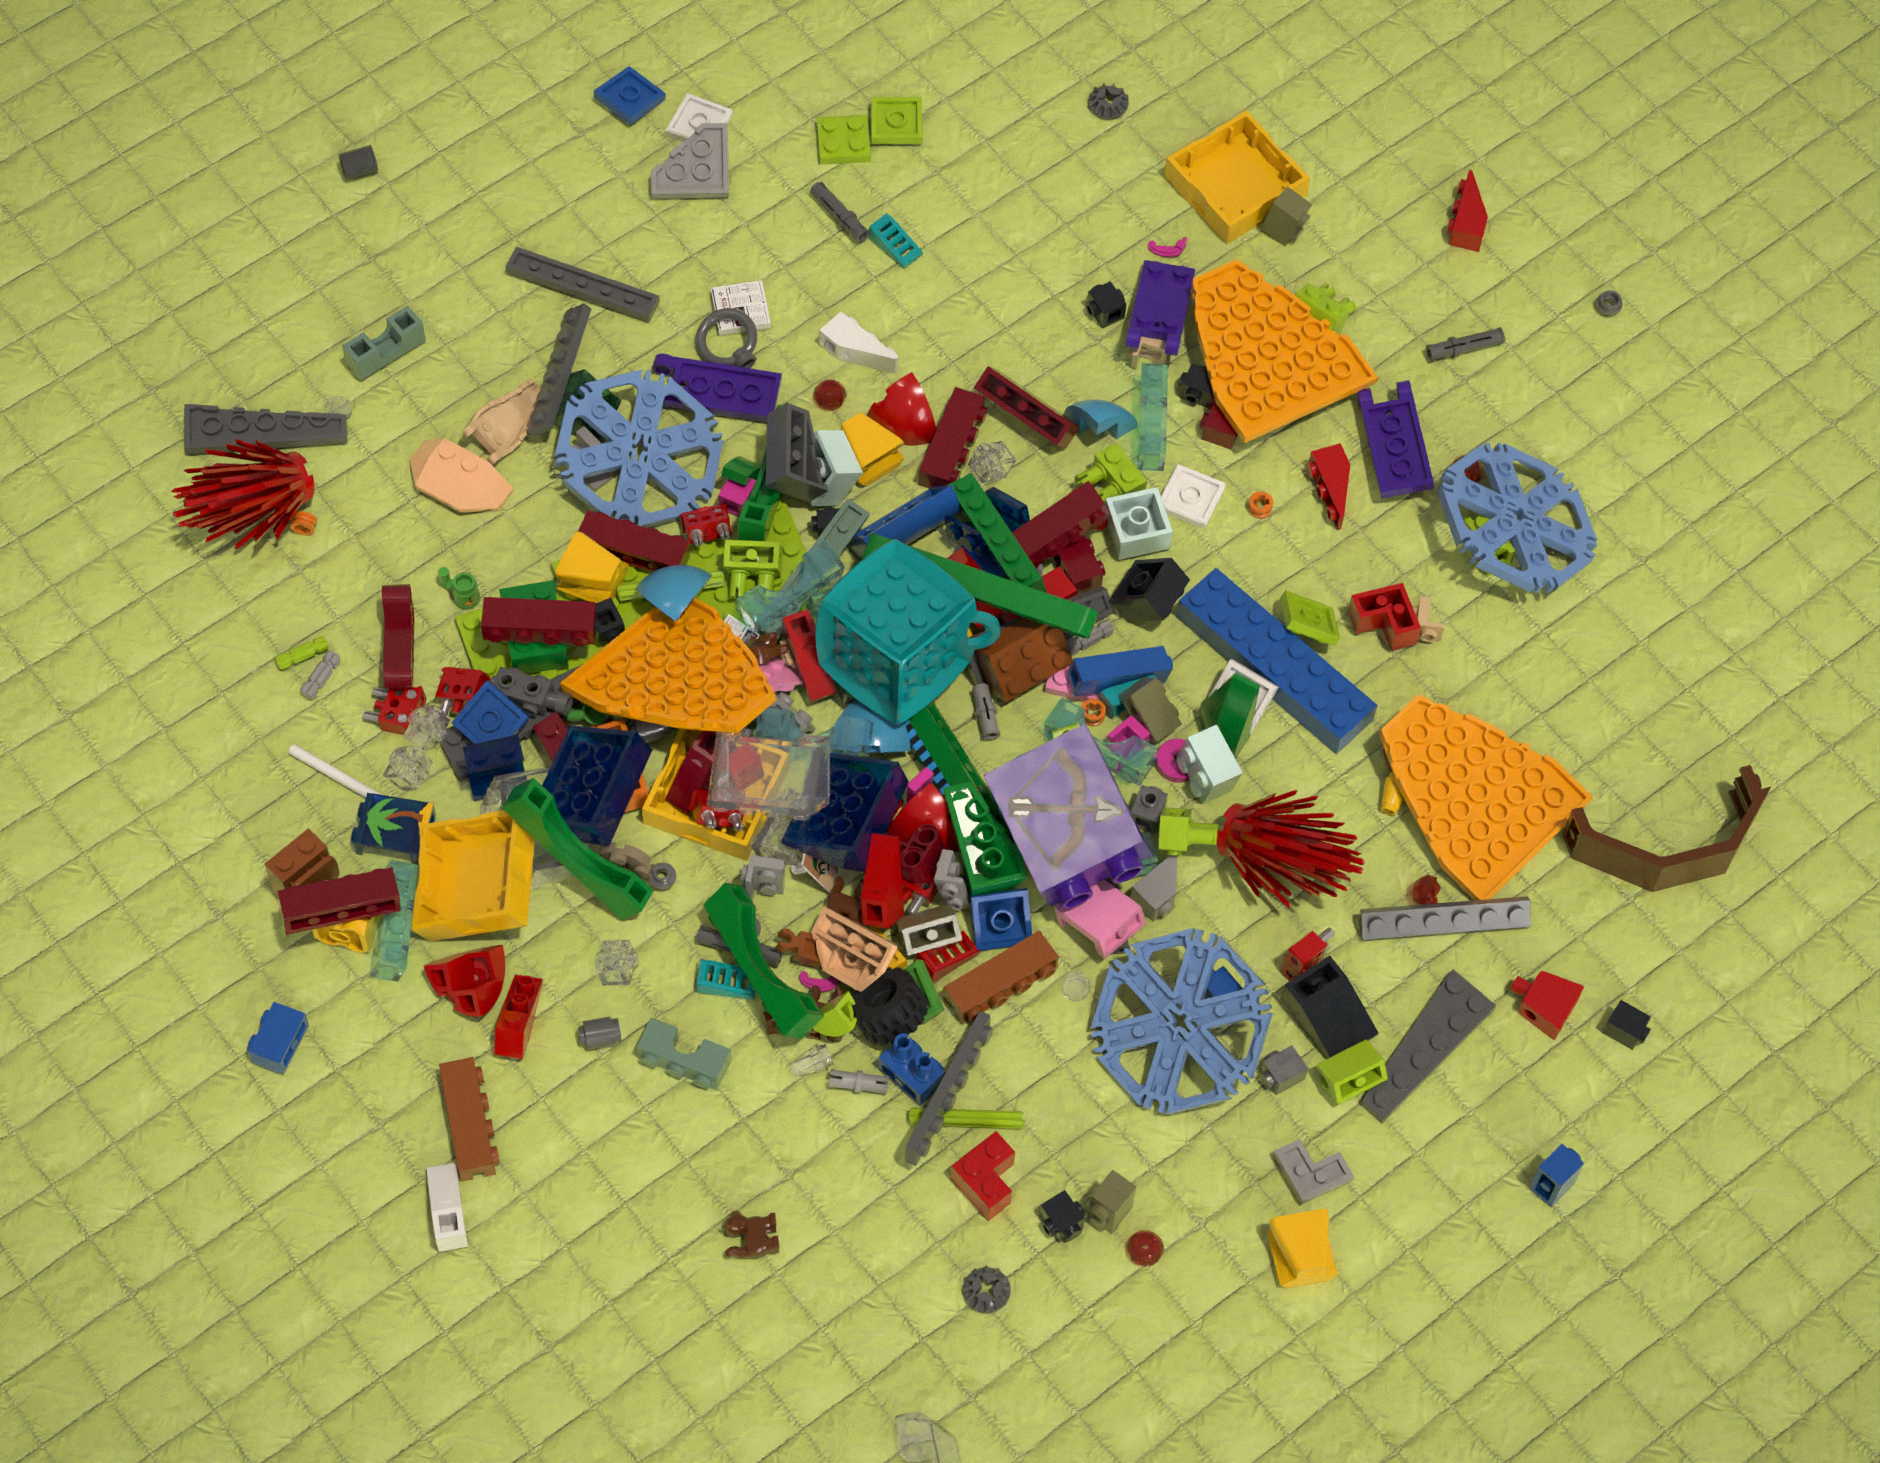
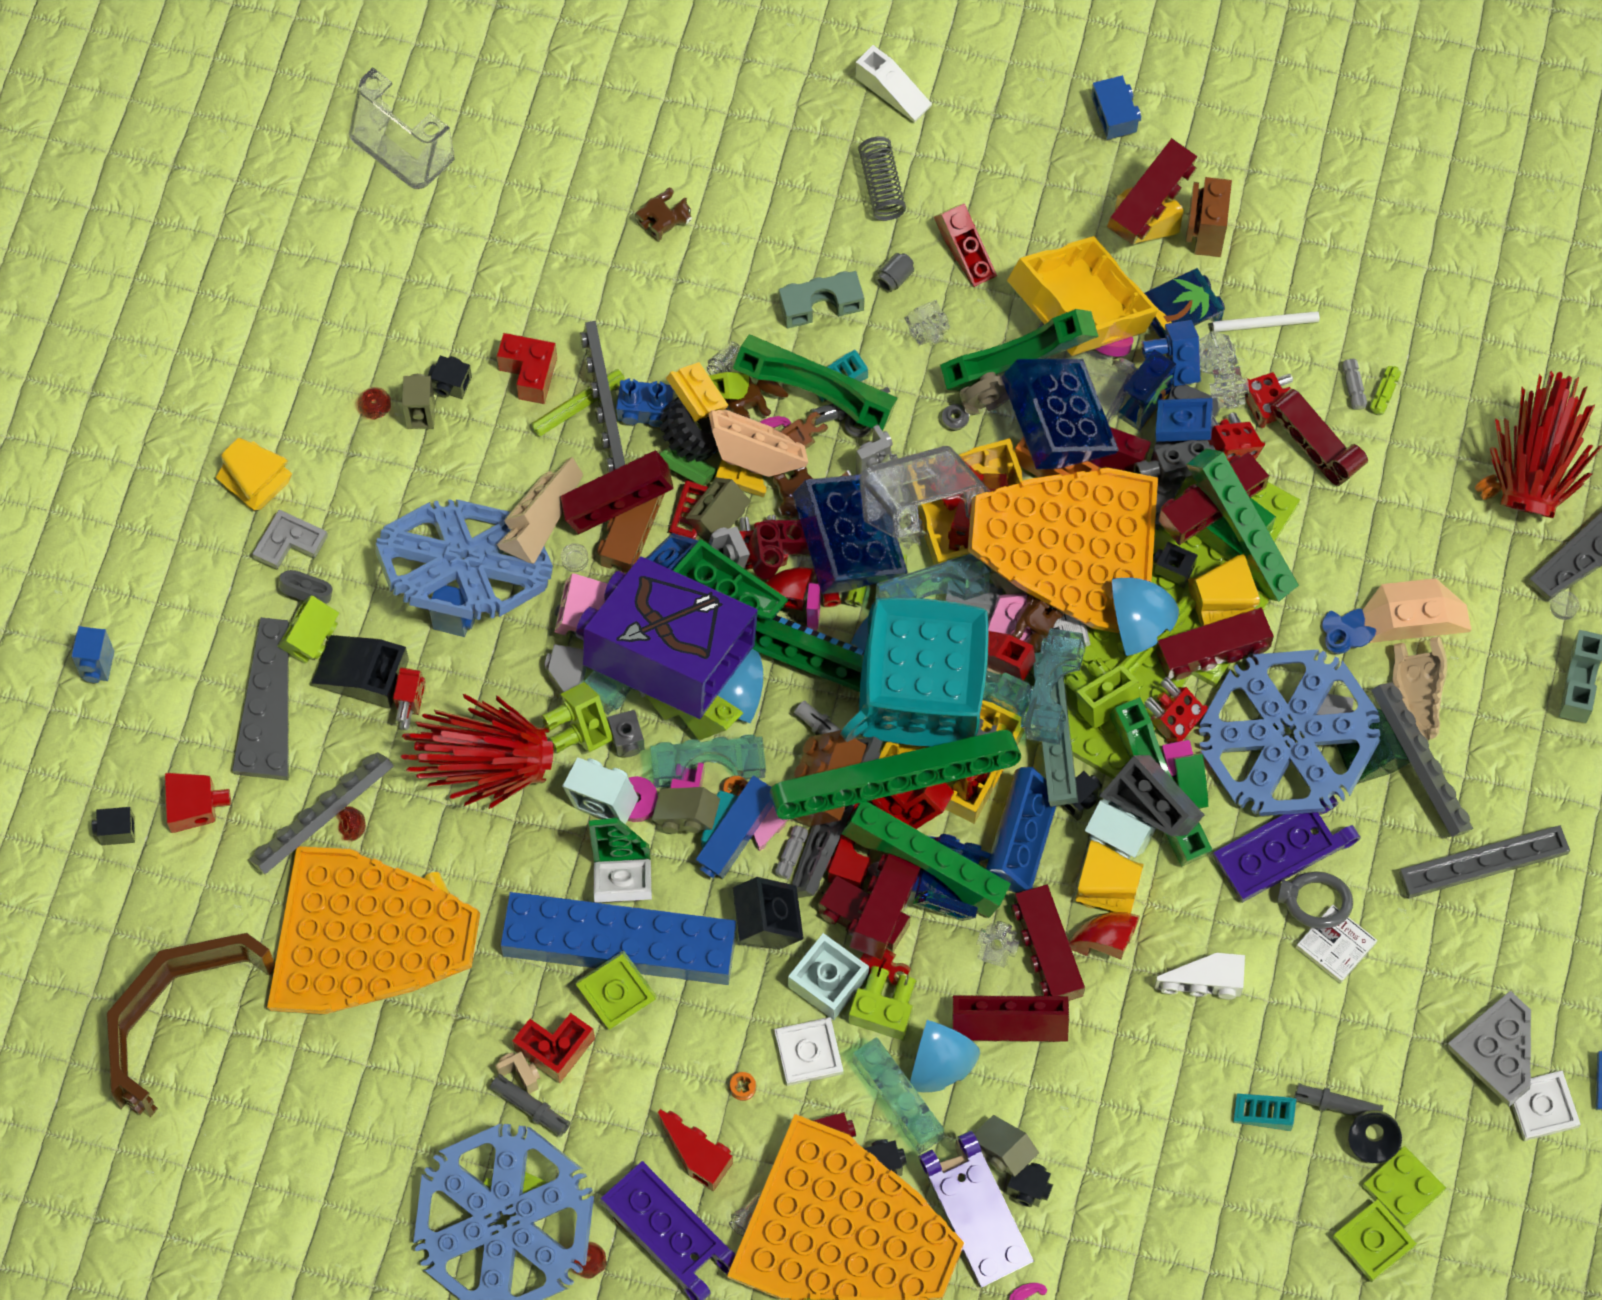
camera: 145 degrees right, 5 degrees up
(393, 938) = (1128, 256): clear light blue arch -> none
(443, 778) = (1181, 347): none -> blue brick
(463, 587) = (1313, 523): bright green piece -> none
(467, 1118) = (933, 150): dark orange brick -> none
(470, 979) = (1021, 237): red brick -> none
(514, 499) = (1348, 628): none -> blue plate
(534, 588) = (1225, 490): none -> green arch
(554, 1096) = (869, 155): none -> dark grey piece
(828, 401) = (1185, 925): clear red plate -> none
(837, 170) = (1378, 1149): none -> black piece
(858, 1081) = (693, 358): light grey pin -> none
(873, 1011) = (696, 391): none -> yellow plate
(882, 884) = (773, 498): red slope -> none
(983, 1301) = (471, 306): dark grey gear -> none
(1006, 989) = (617, 492): none -> dark red brick
(1080, 1030) = (539, 512): none -> tan wedge
(1107, 328) = (1005, 1146): none -> olive brick
(1283, 1070) = (364, 598): flat silver brick -> none
(1326, 417) = (743, 1215): none -> clear cone
(1328, 1116) = (303, 586): none -> dark grey plate
(1430, 586) = (534, 1108): none -> dark grey pin

